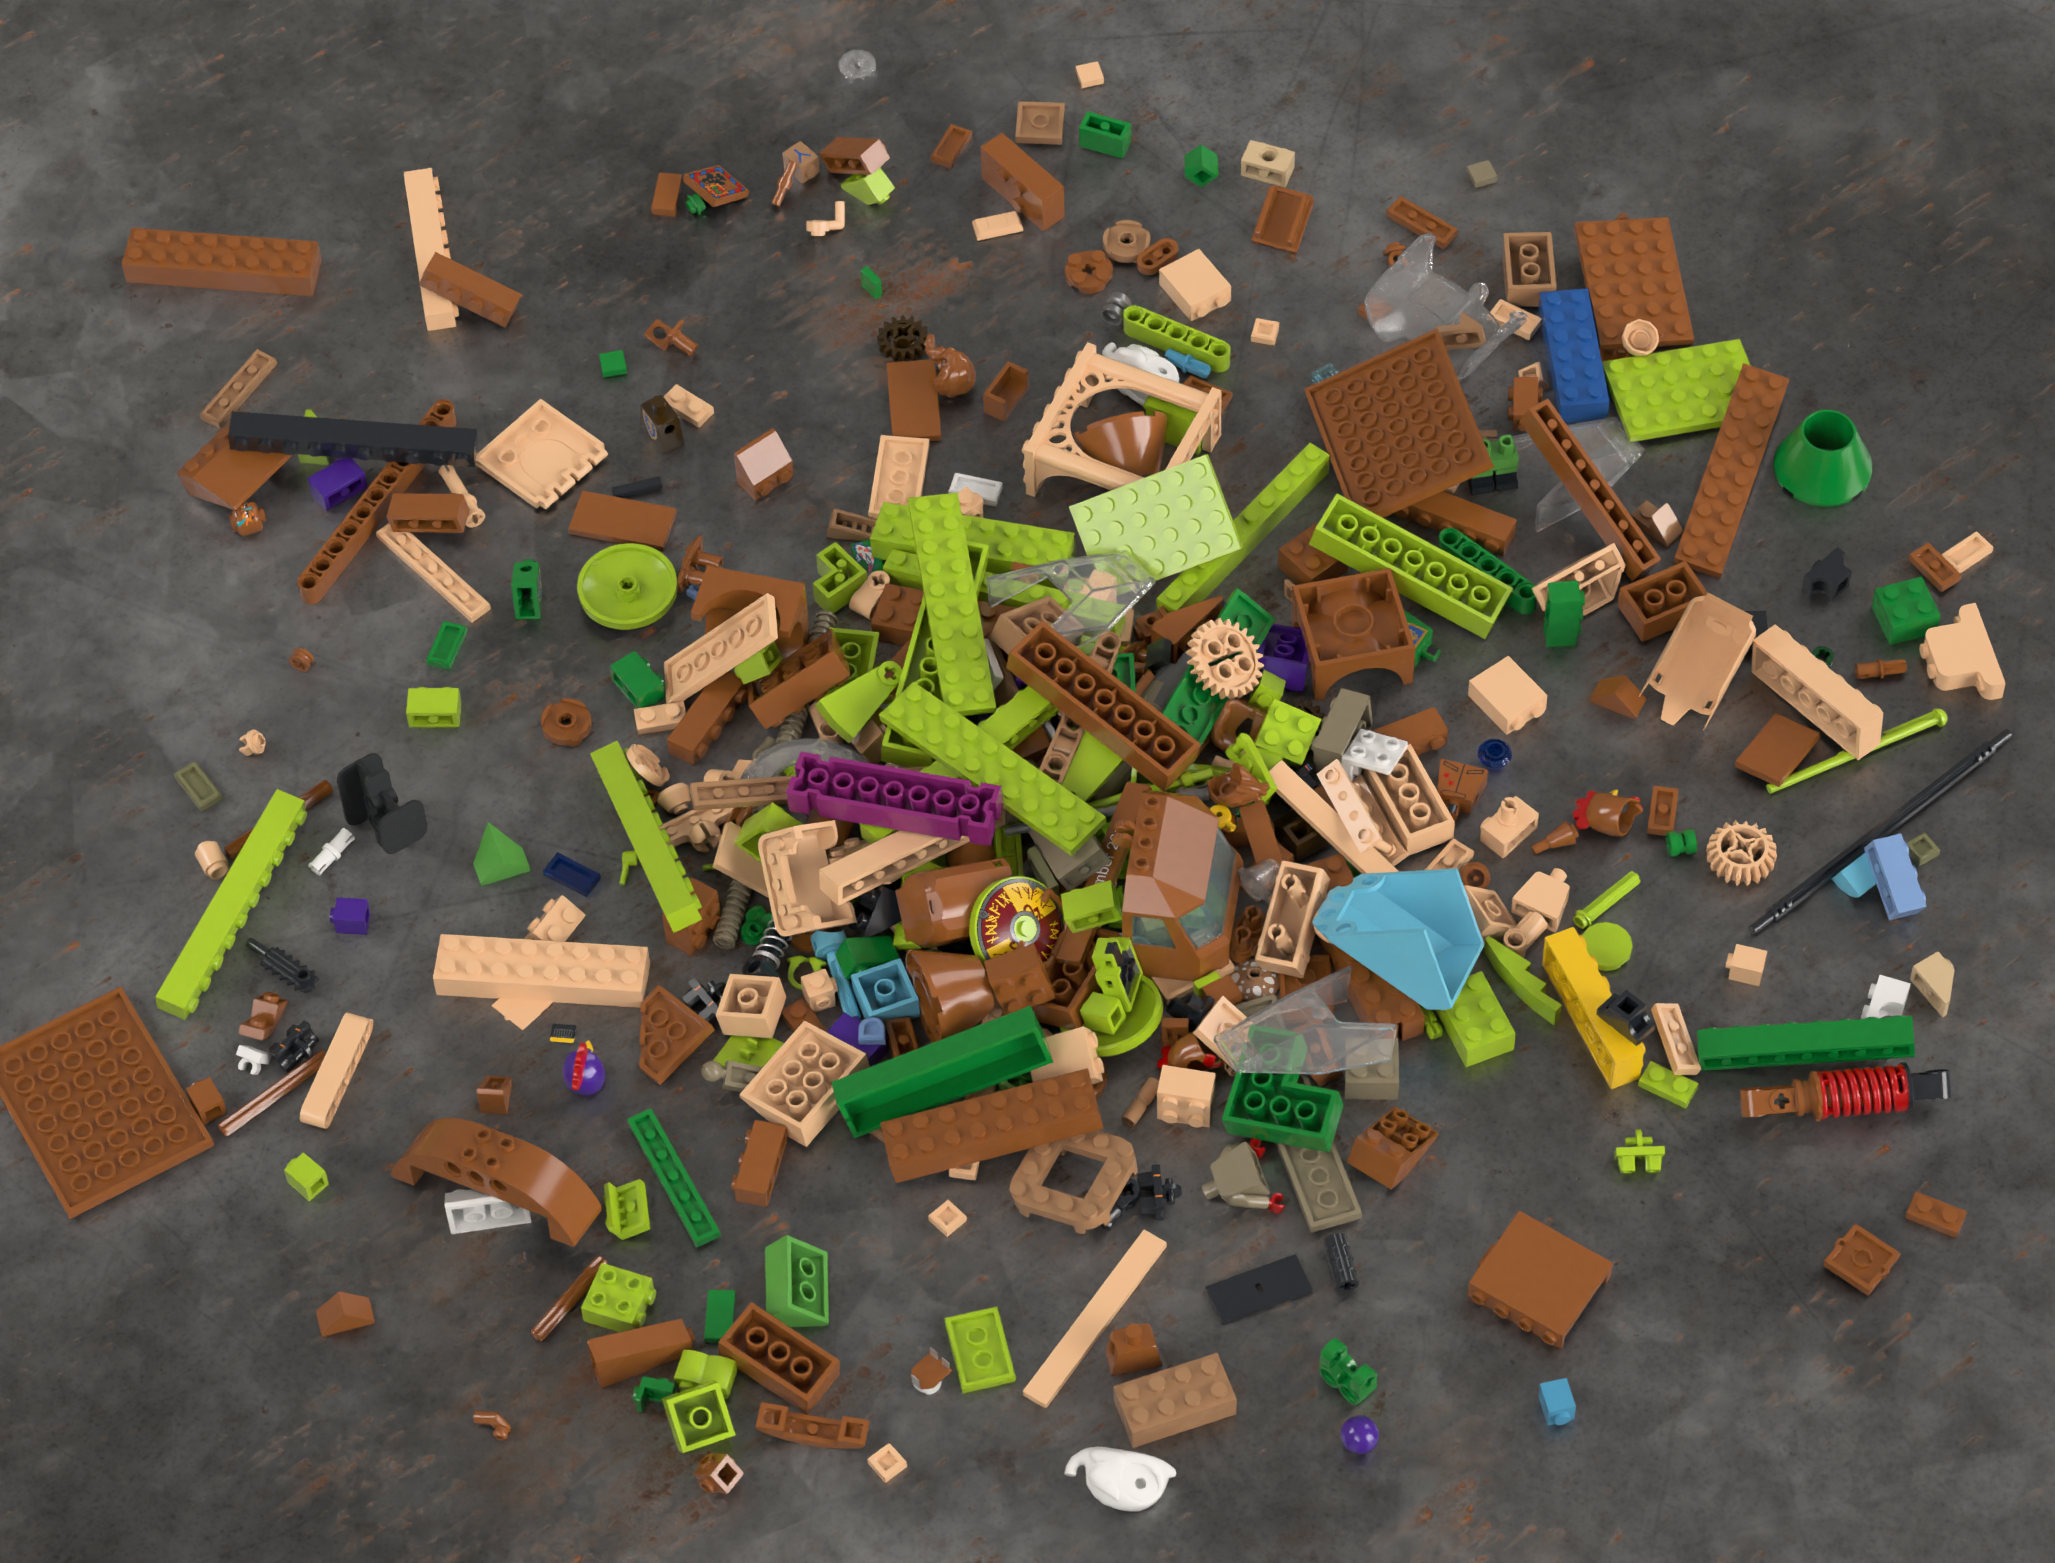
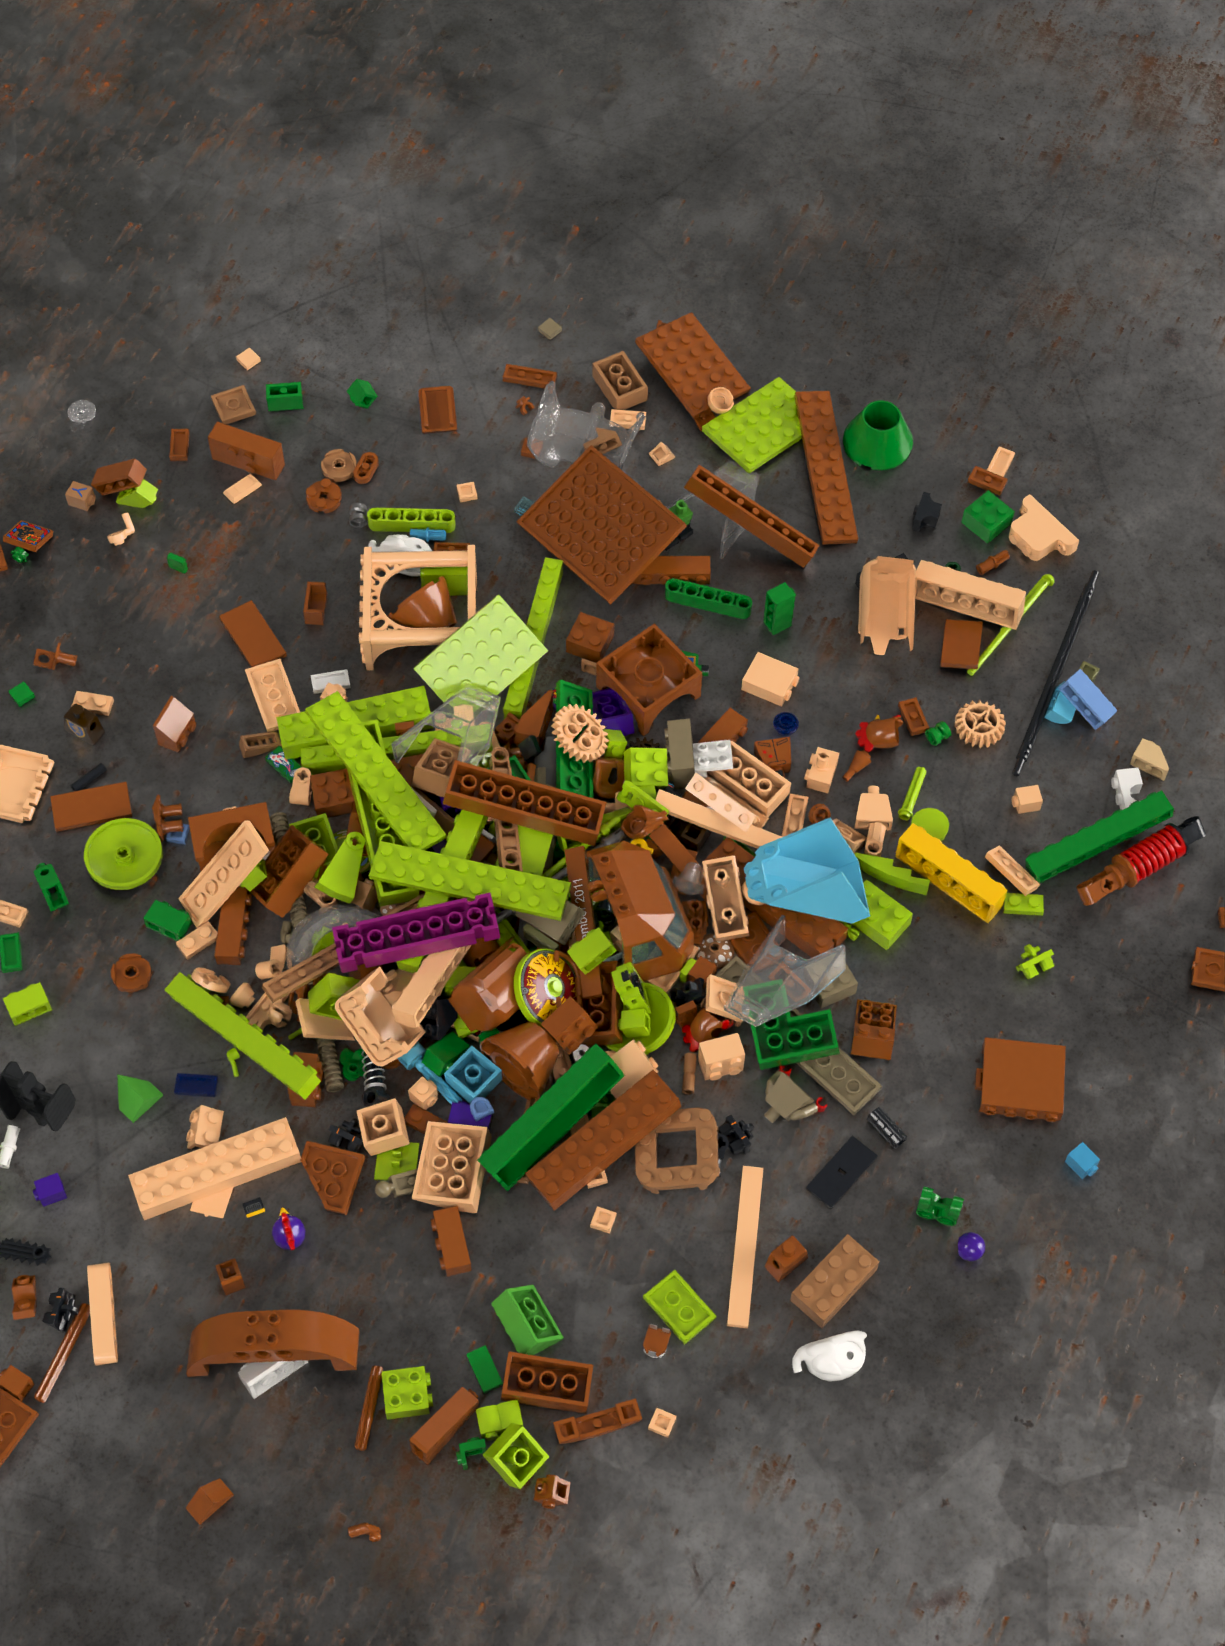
camera: 30 degrees left, 5 degrees up
(254, 1056) = (33, 1331): white tile -> none
(306, 1176) = (123, 1407): lime brick -> none
(626, 1209) = (375, 1320): lime bracket -> none
(673, 1178) = (395, 1280): green plate -> none
(784, 183) = (77, 516): dark orange bar -> none
(795, 961) = (393, 1079): lime piece -> none
(839, 578) = (274, 784): lime brick -> none
(900, 1035) = (503, 1105): dark orange brick -> none
(903, 339) = (222, 594): dark brown gear -> none
(956, 375) = (275, 602): dark orange hair -> none
(1195, 285) = (403, 478): light nougat brick -> none
(1267, 163) = (405, 375): tan brick -> none
(1418, 567) = (675, 616): lime brick -> none
(1523, 395) = (668, 474): dark orange brick -> none
(1573, 355) = (680, 428): blue brick -> none
(1596, 575) = (775, 572): light nougat wedge -> none
(1619, 696) = (839, 649): dark orange slope -> none
(1627, 1016) = (986, 870): black brick -> none
(1658, 523) = (801, 521): medium nougat slope -> none
(1659, 600) = (834, 573): dark orange brick -> none

